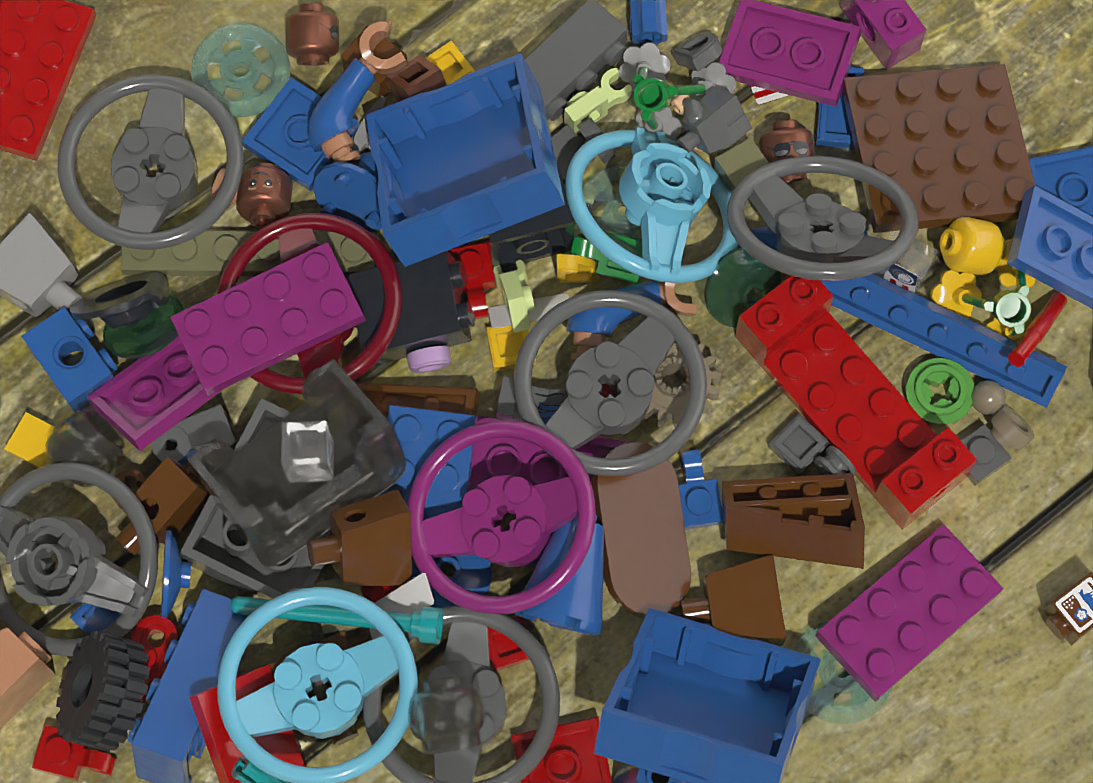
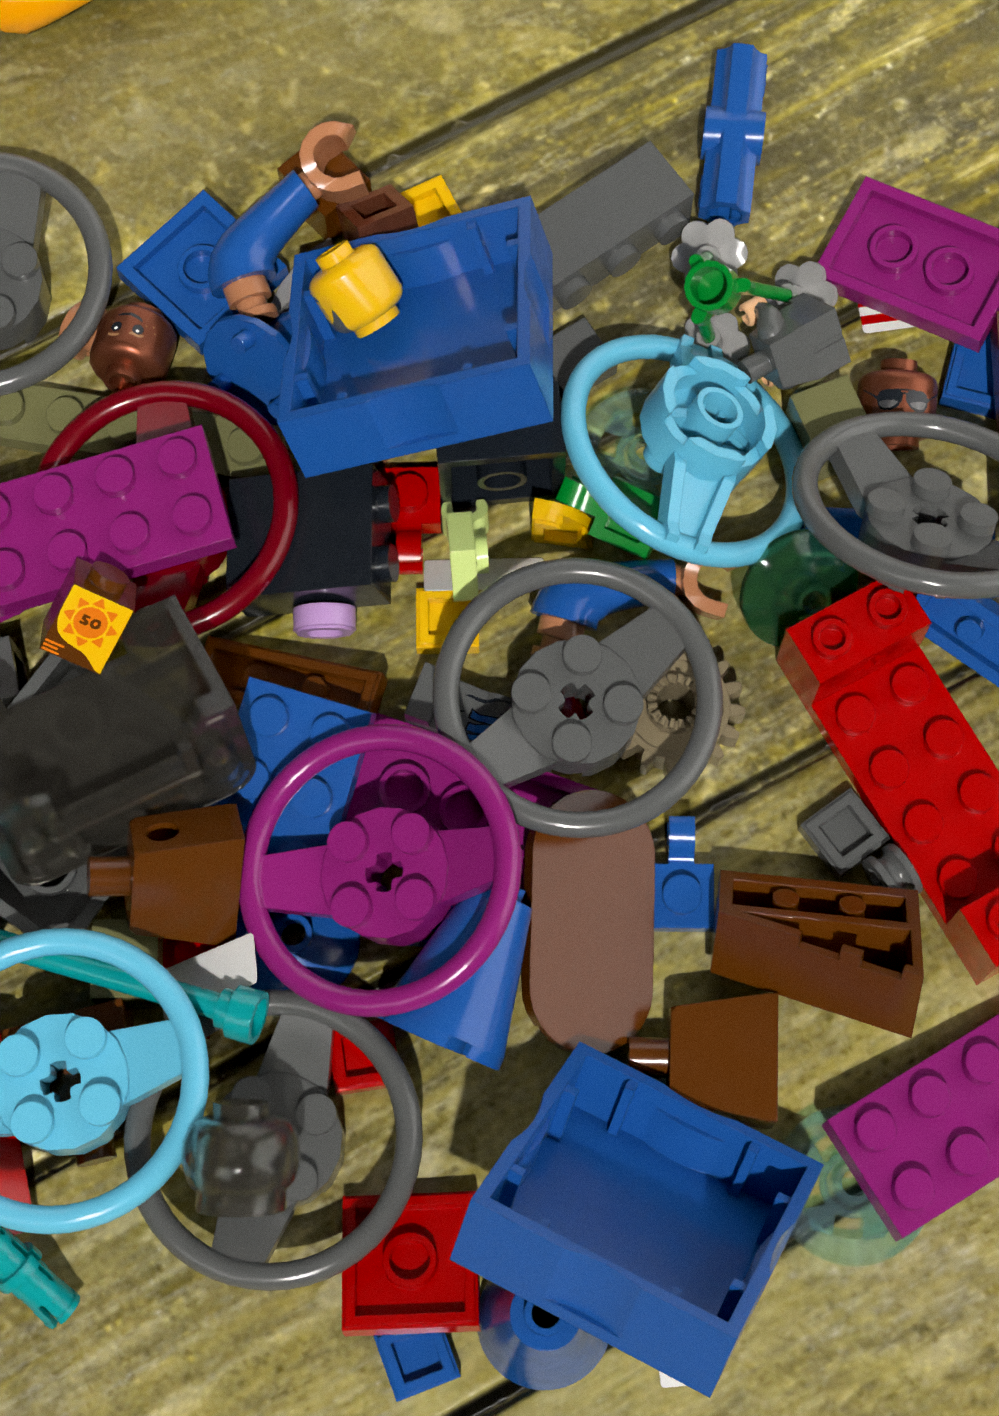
camera: 10 degrees right, 0 degrees up
(250, 39) = (158, 130): clear light blue plate -> none
(278, 381) = (89, 614): none -> brick
(307, 451) = (109, 724): clear brick -> none
(312, 35) = (244, 136): copper head -> none
(413, 133) = (356, 288): none -> yellow head
(591, 130) = (614, 327): dark grey tile -> none
(596, 102) = (624, 297): yellowish green plate -> none
(698, 51) = (790, 243): dark grey tile -> none

